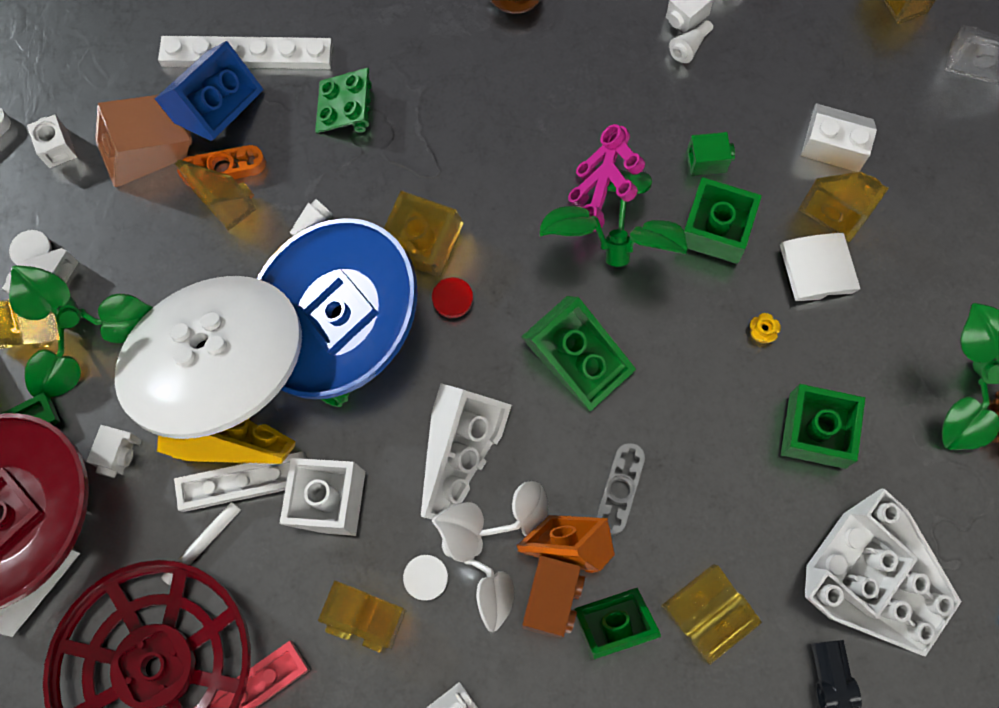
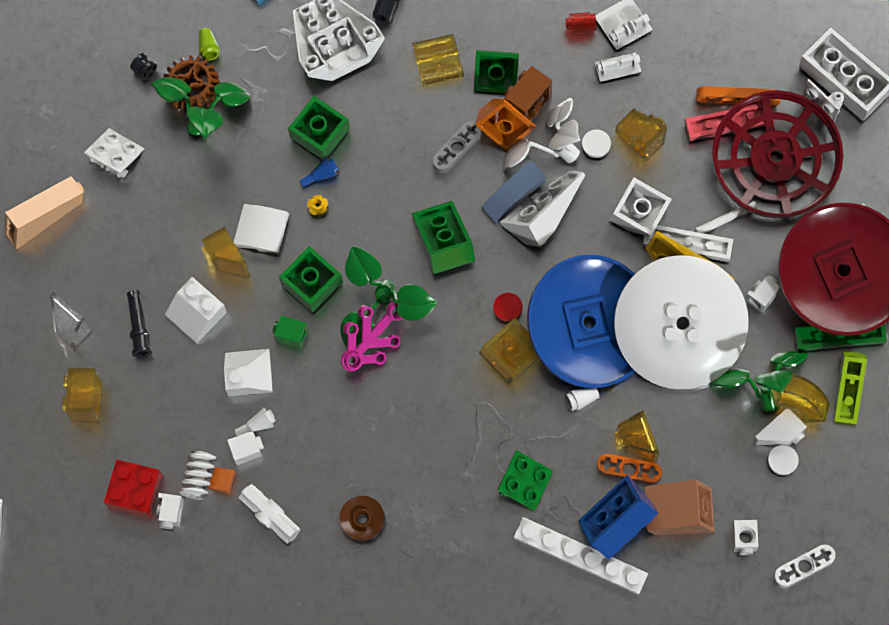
camera: 155 degrees left, 0 degrees up
(509, 453) = (514, 192): none -> sand blue slope
(736, 90) = (248, 372): none -> white slope
(780, 379) = (324, 170): none -> blue cone
(890, 81) = (139, 333): none -> black pin

